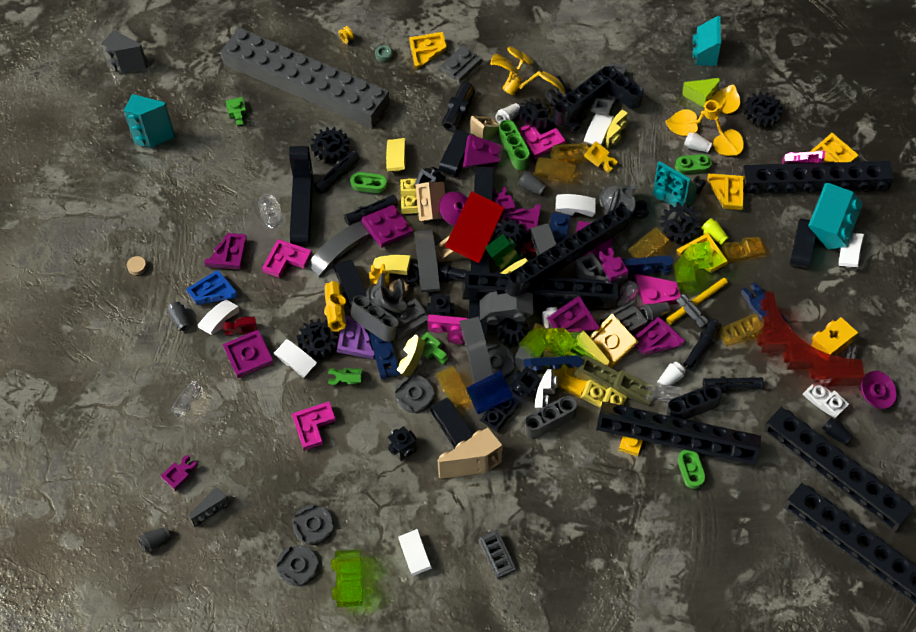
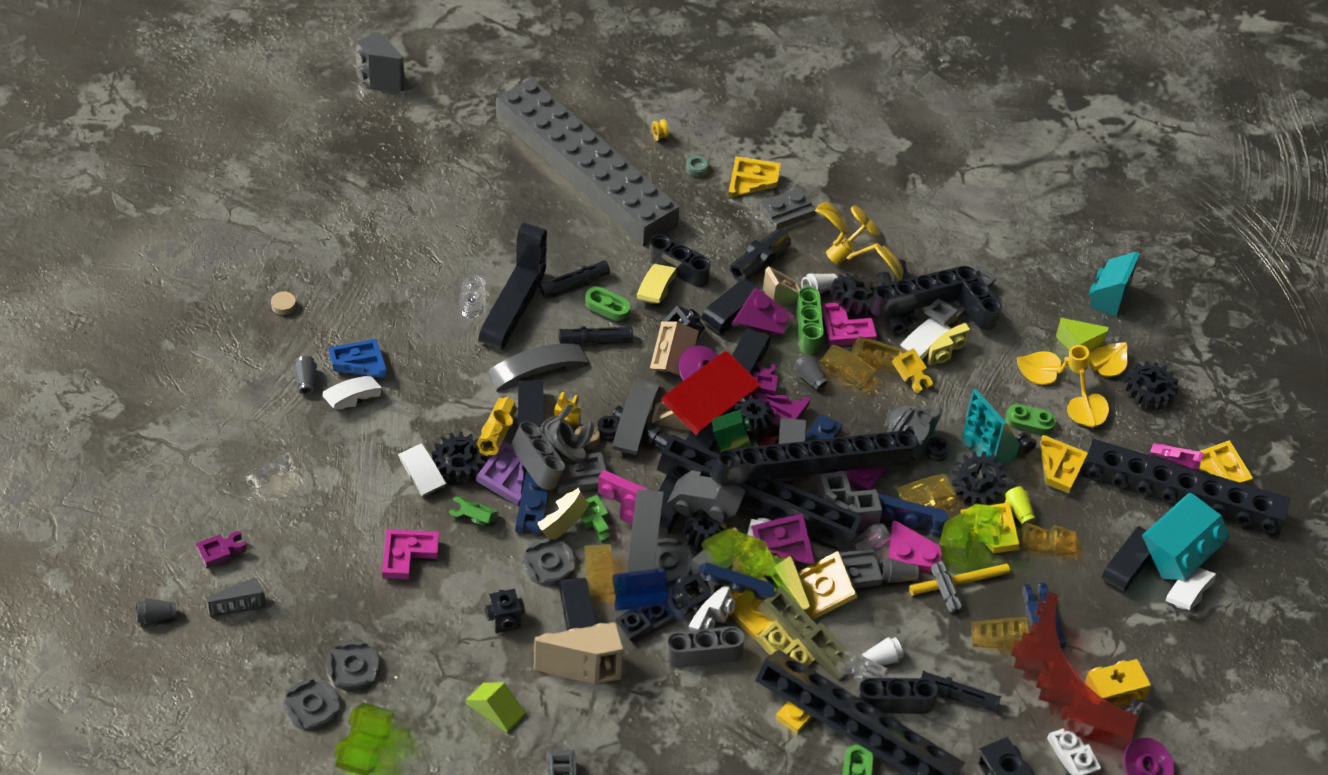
camera: 15 degrees right, 10 degrees down
(148, 121) = (371, 145): teal slope -> none
(229, 252) = (399, 326): magenta wing -> none
(236, 109) = (485, 170): bright green plate -> none
(242, 326) = (376, 411): dark red plate -> none
(248, 354) = (367, 445): magenta plate -> none
(285, 253) = (467, 349): dark pink plate -> none
(328, 144) = (580, 245): black gear -> none
(387, 226) = (606, 360): magenta plate -> none
(394, 263) = (594, 404): light yellow slope -> none
(395, 128) = (690, 265): none -> black beam
(408, 196) = (648, 337): light yellow slope -> none
(414, 552) = (460, 741): white slope -> none
(426, 515) = (496, 704): none -> lime slope
(440, 305) = (628, 468): black brick -> none
(573, 203) = (849, 410): white slope -> none
(613, 267) = (863, 495): magenta plate -> none
(657, 338) = (886, 604): magenta wing -> none
(697, 142) = (1045, 394): white cone -> none
(702, 344) = (949, 626): black pin -> none

